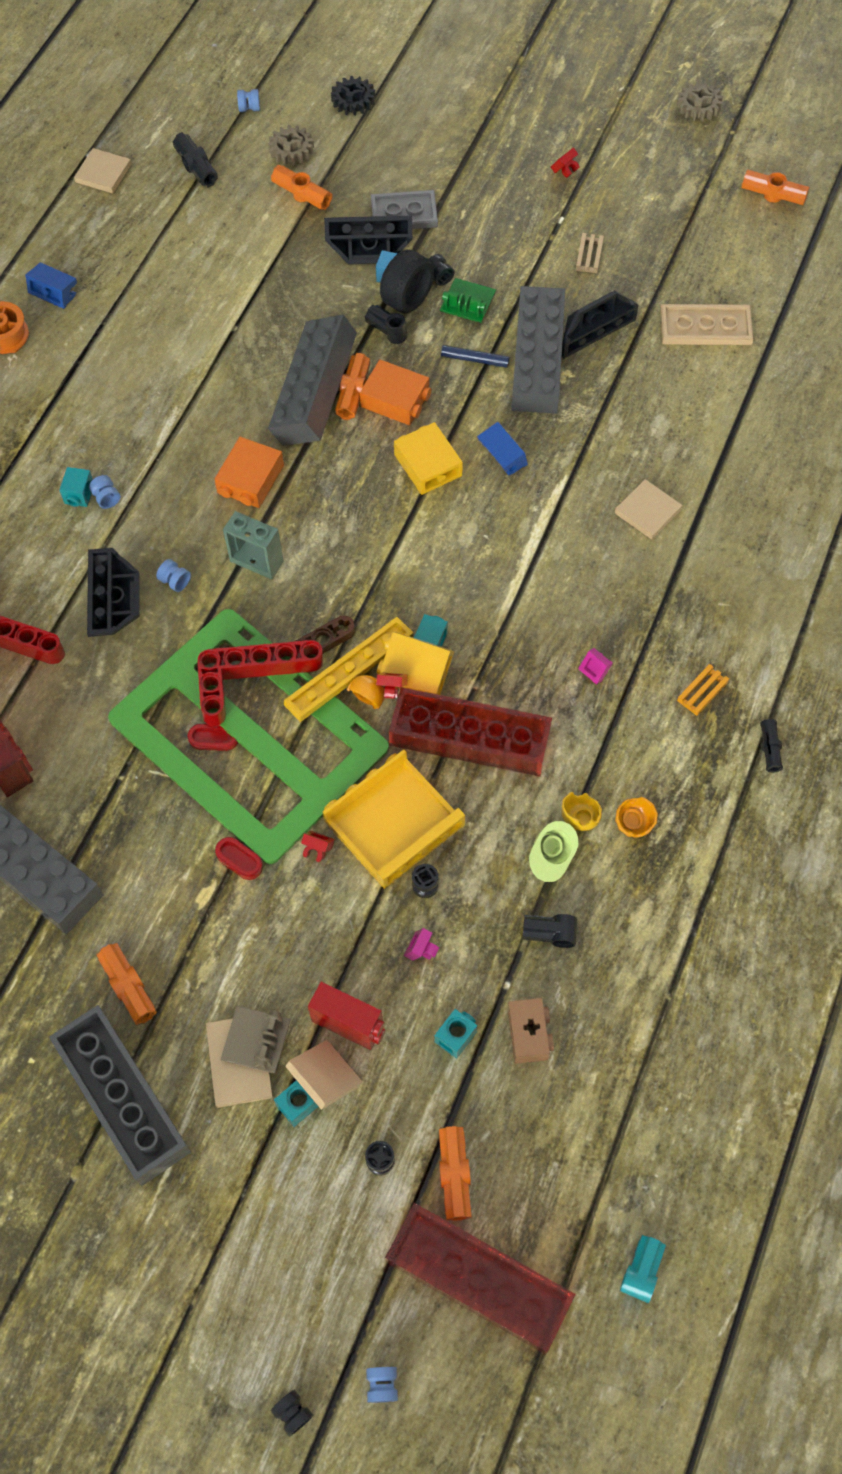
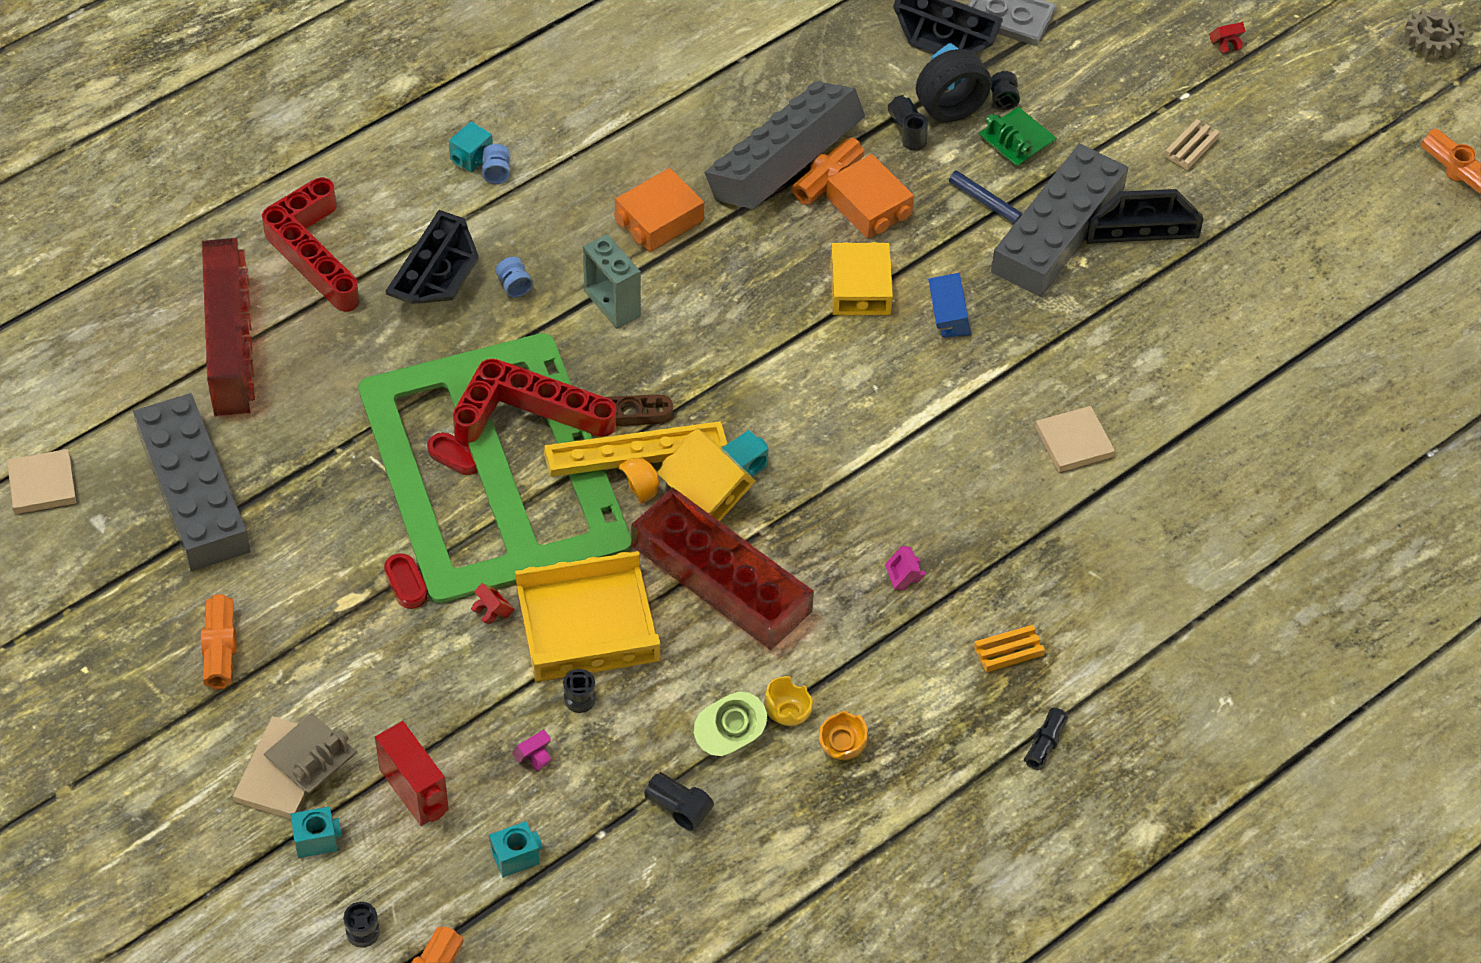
camera: 25 degrees right, 10 degrees down
(120, 1095) = (146, 737): dark grey brick -> none
(323, 1074) = (356, 817): tan tile -> none
(392, 683) = (665, 479): red tile -> none
(526, 1046) = (591, 884): medium nougat brick -> none
(706, 324) = (1277, 276): tan tile -> none

